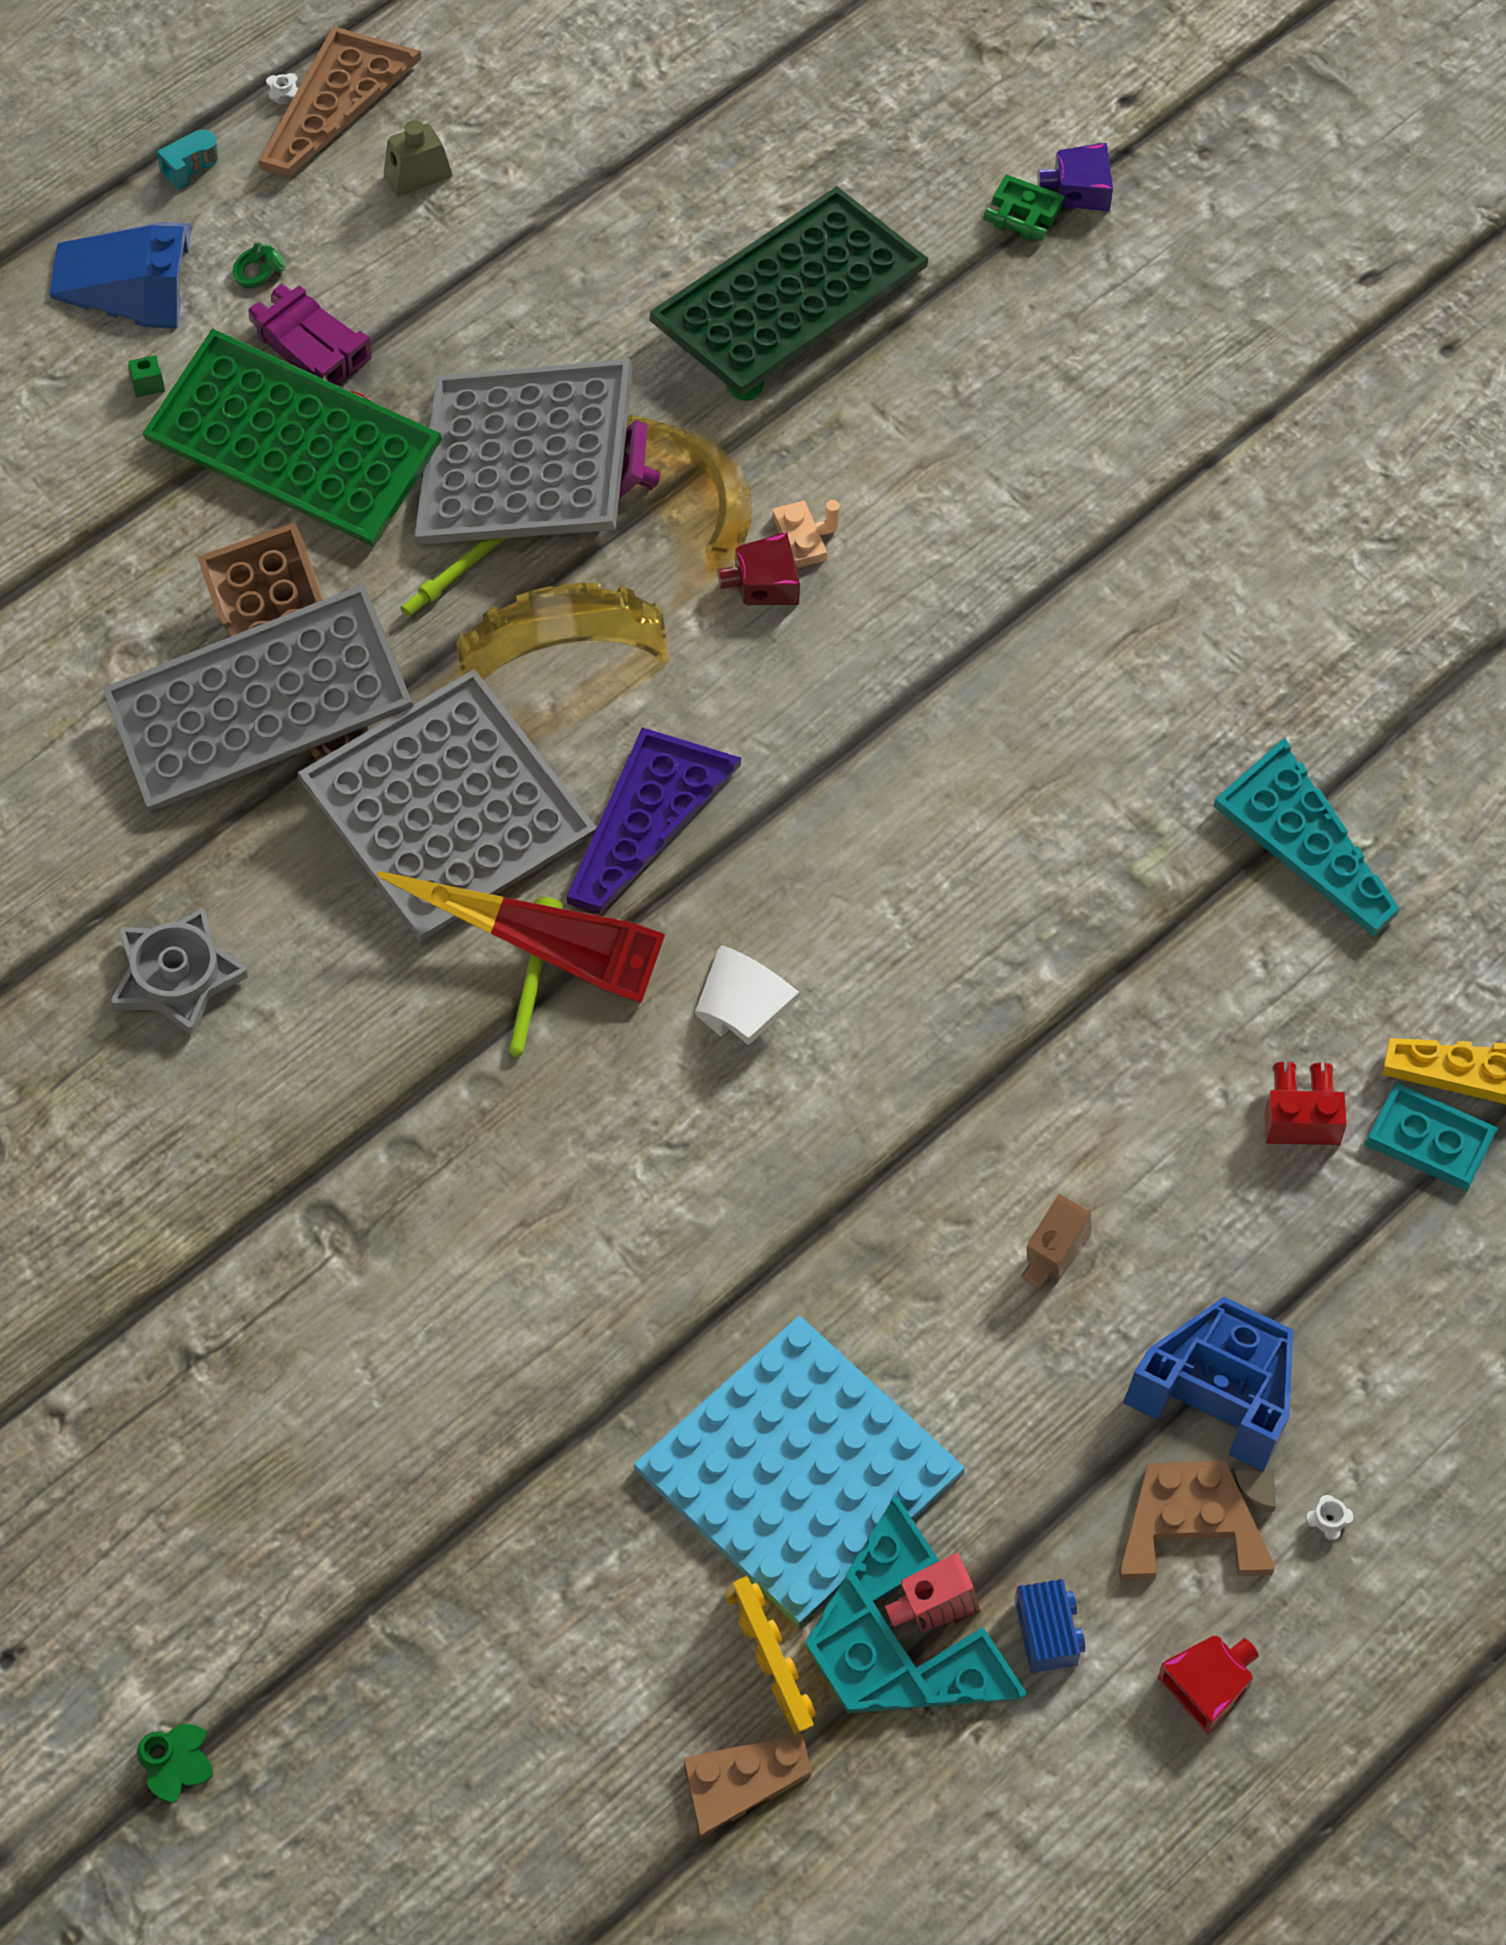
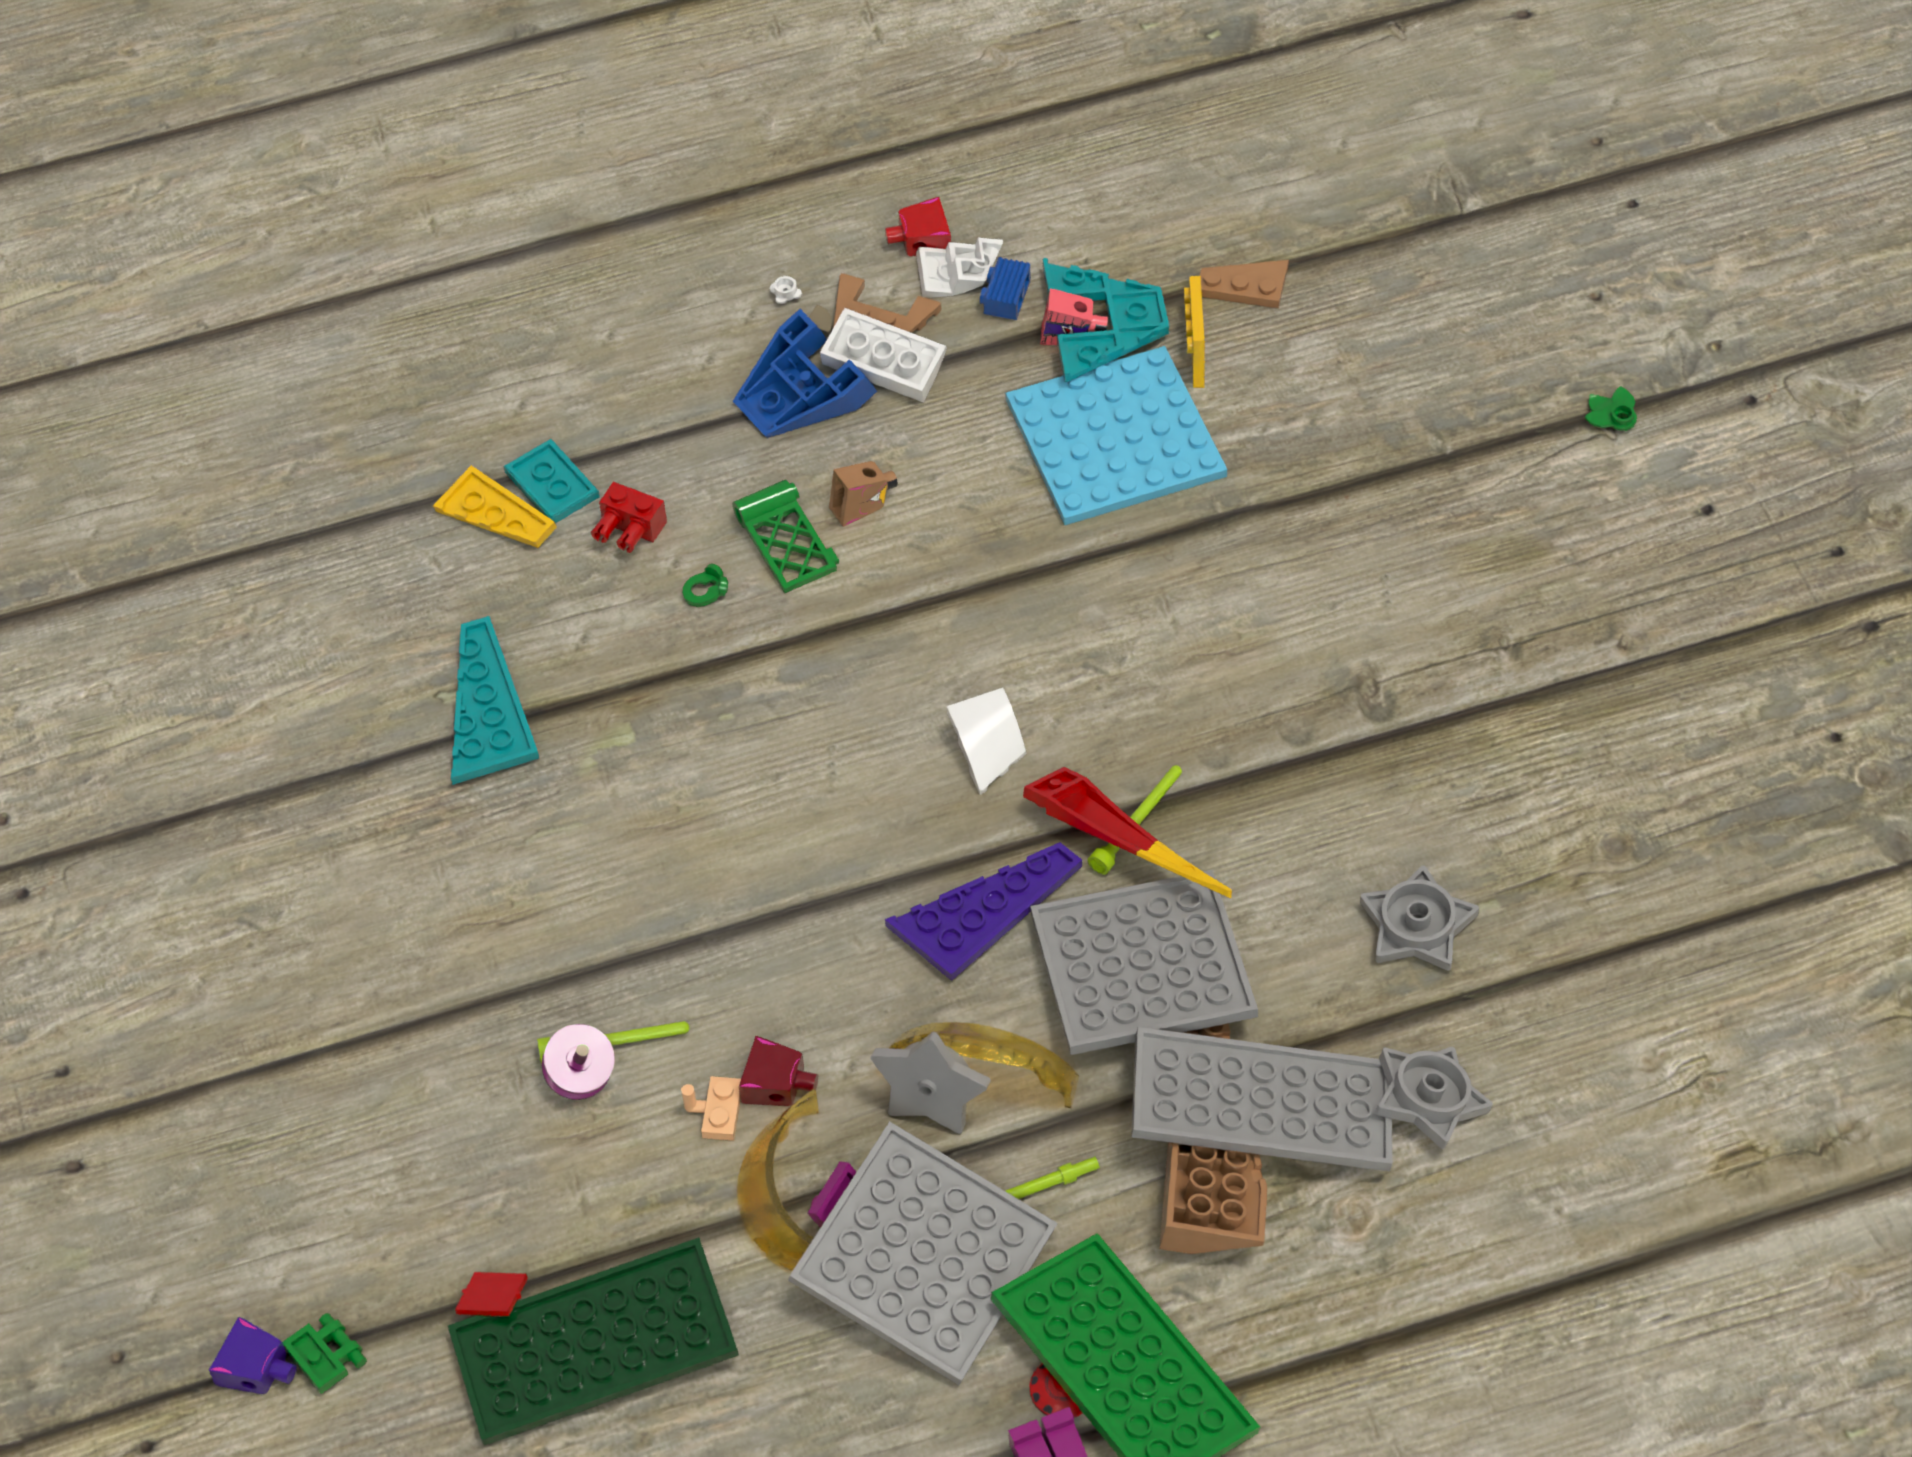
camera: 150 degrees left, 5 degrees down
(93, 784) = (1429, 1092): none -> light grey plate
(600, 569) = (929, 1081): none -> light grey plate
(906, 296) = (491, 1294): none -> red piece
(958, 503) = (578, 1061): none -> wheel
(1000, 521) = (633, 1035): none -> lime piece
(1131, 1643) = (956, 268): none -> white slope
(1143, 1446) = (884, 354): none -> white slope
(1159, 1184) = (771, 505): none -> green piece
(1173, 1080) = (712, 574): none -> green piece

